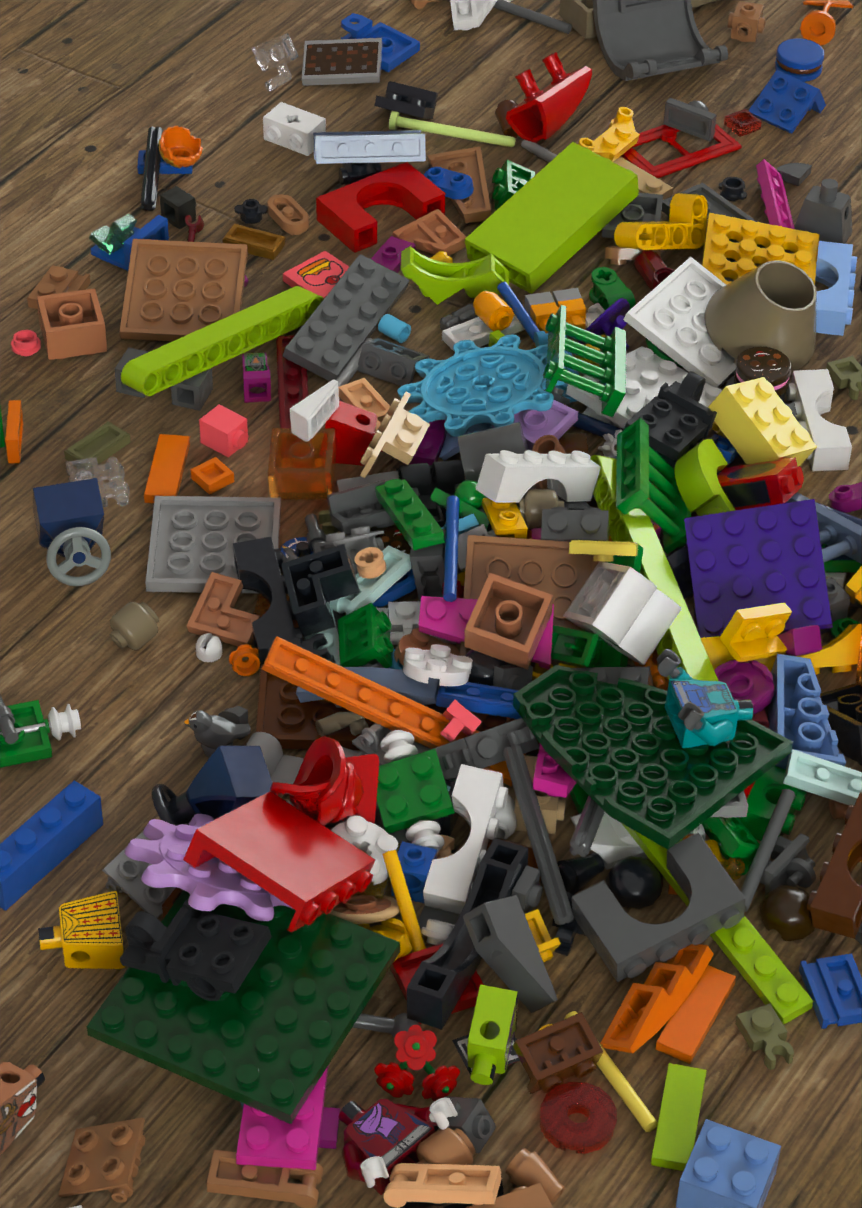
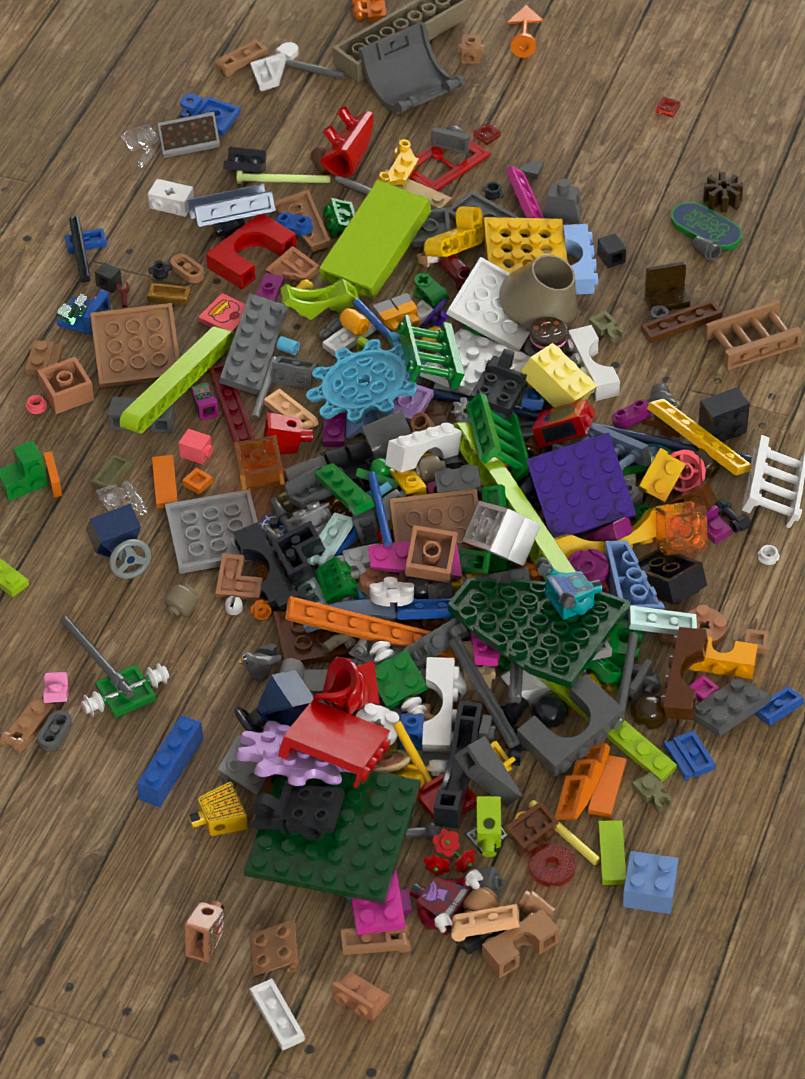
camera: 10 degrees left, 5 degrees up
(179, 147) = (96, 230): orange hair -> none
(314, 411) = (260, 426): white slope -> none
(370, 562) = (326, 522): light nougat bush -> none
(397, 435) = (318, 432): tan bracket -> none
(460, 720) = (416, 628): coral tile -> none
(603, 550) = (481, 493): light yellow plate -> none
(698, 479) = (527, 428): lime arch -> none
(754, 632) = (590, 531): yellow bracket -> none
(786, 101) = (514, 112): blue bracket -> none
(800, 59) = (515, 74): blue head -> none

